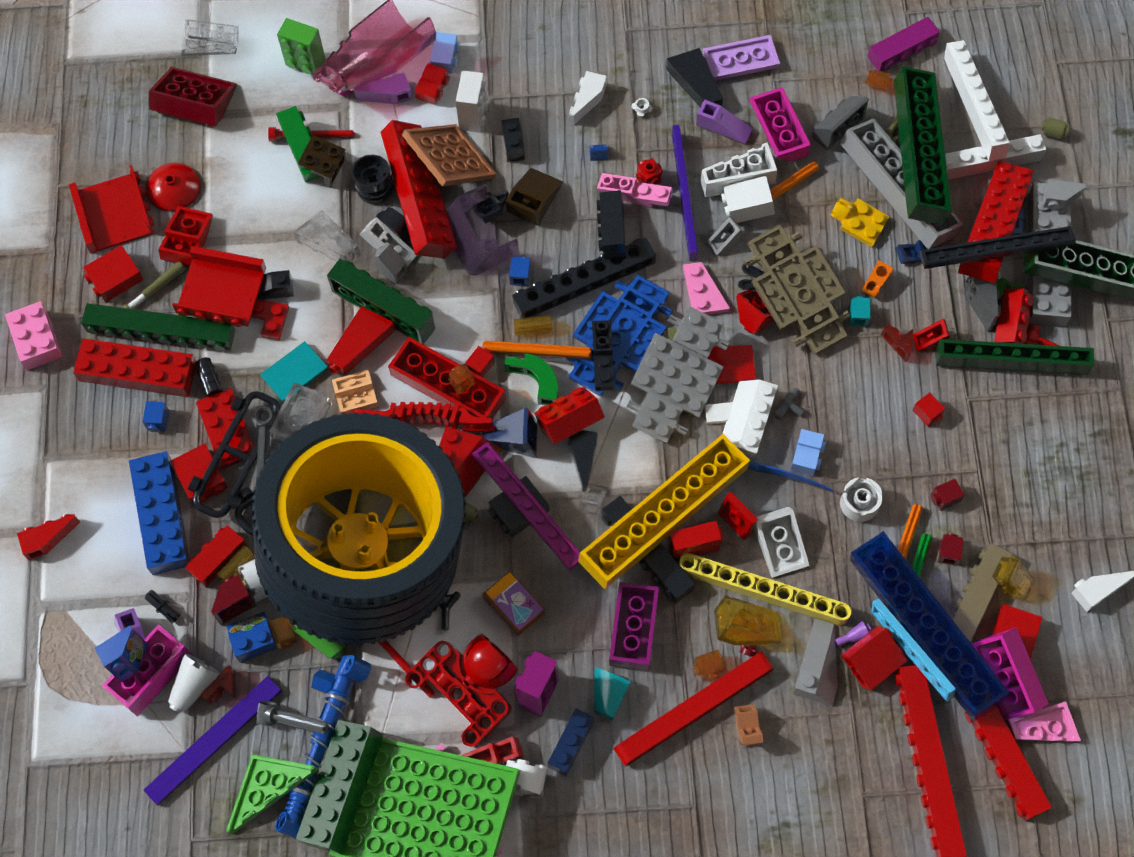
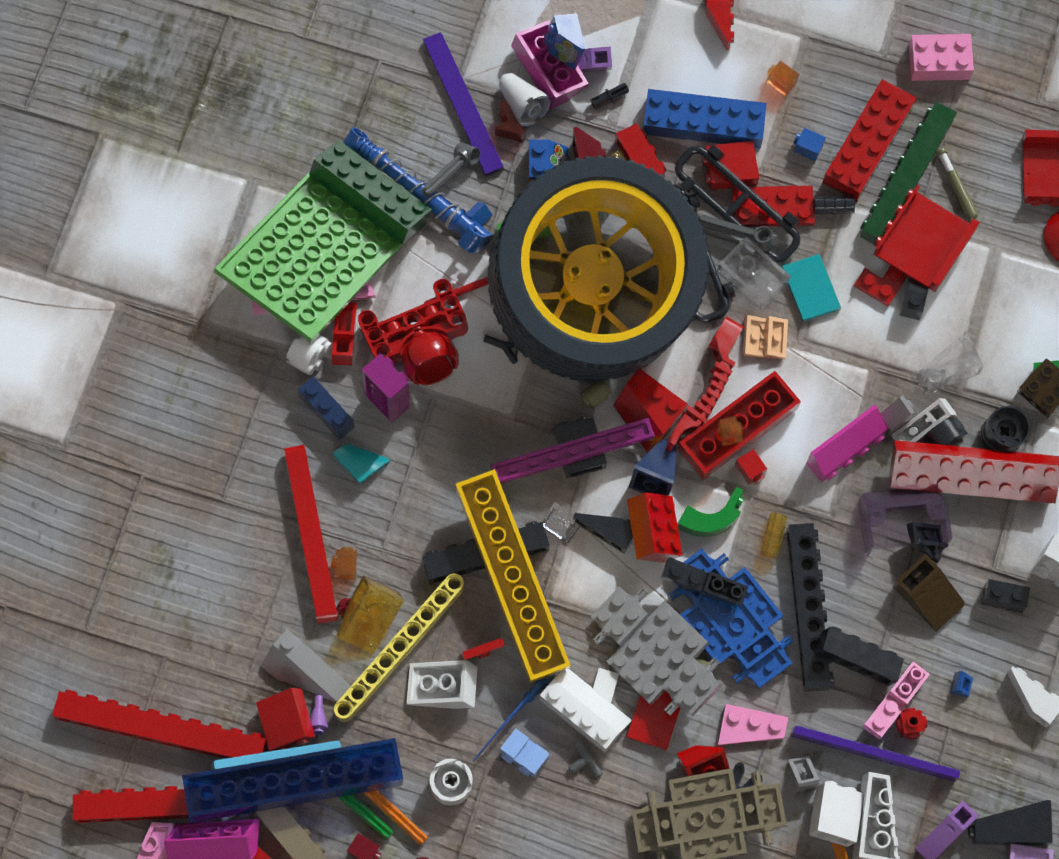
camera: 105 degrees right, 5 degrees up
(95, 460) = (782, 77): none -> clear orange brick
(112, 274) = (986, 148): red brick -> none
(185, 229) = (1007, 230): red slope -> none
(265, 784) = (399, 131): bright green tile -> none
(359, 340) = (821, 358): red slope -> none
(373, 294) = (853, 391): dark green brick -> none
(430, 294) = (847, 444): none -> dark pink slope
(449, 154) = (1003, 516): nougat plate -> none
(513, 603) = (483, 408): piece -> none
(520, 271) = (842, 545): blue brick -> none
(538, 349) = (742, 525): orange axle -> none
(633, 626) = (412, 506): magenta brick -> none
(641, 102) = (1006, 749): white plate -> none
(696, 540) = (472, 597): red brick -> none
(748, 725) = (271, 574): nougat brick -> none

